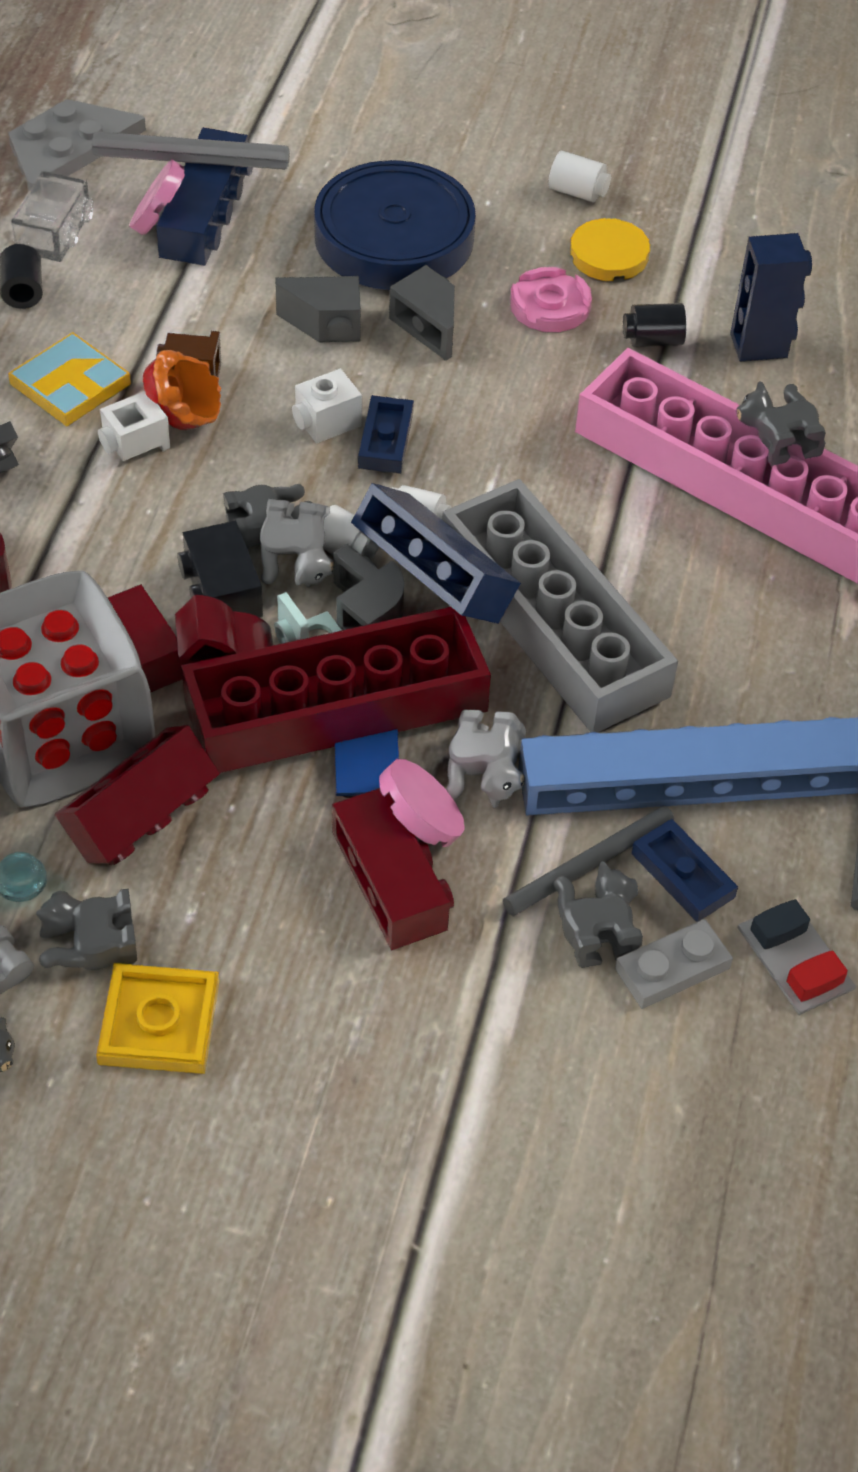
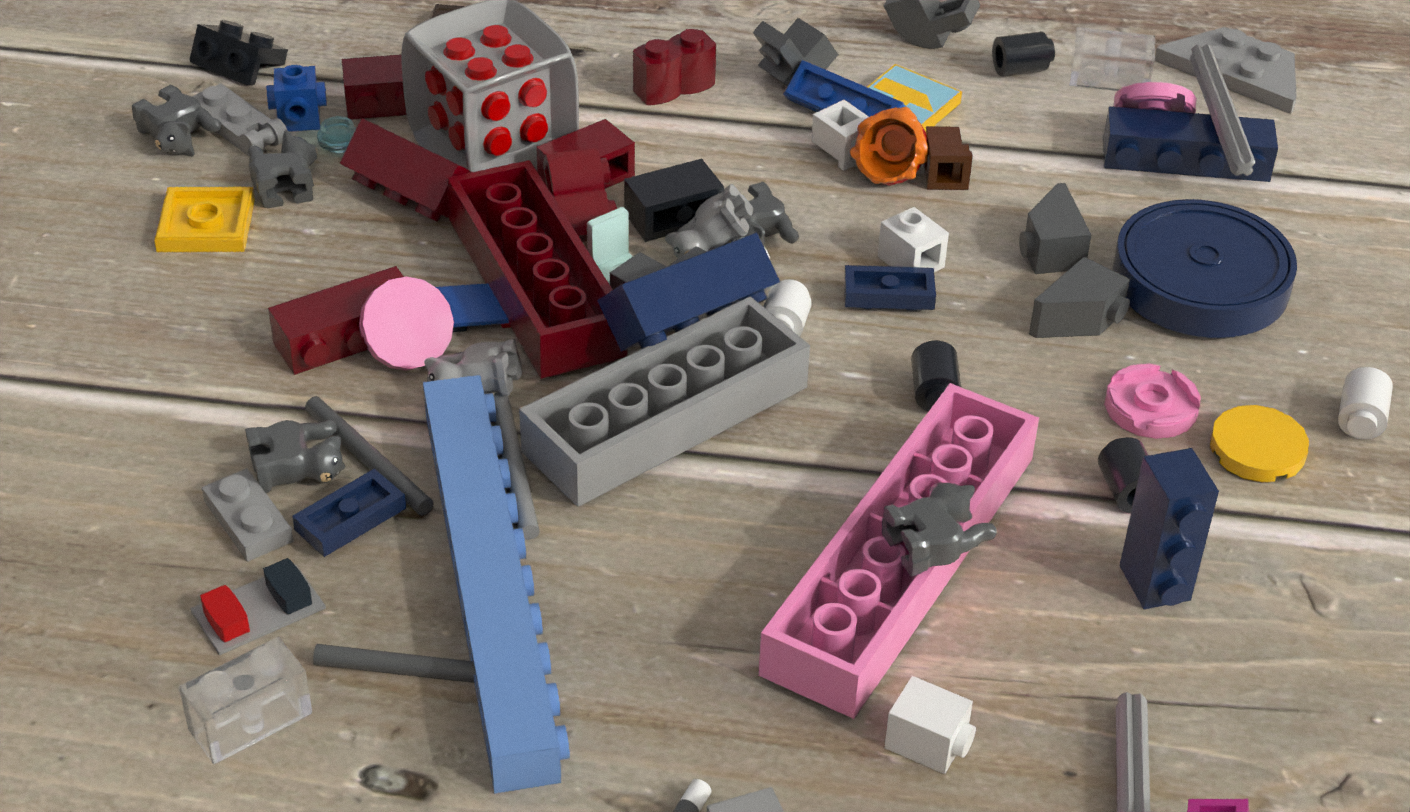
camera: 85 degrees right, 10 degrees down
(66, 421) = (820, 88): none -> blue tile
(524, 421) = (933, 369): none -> black brick

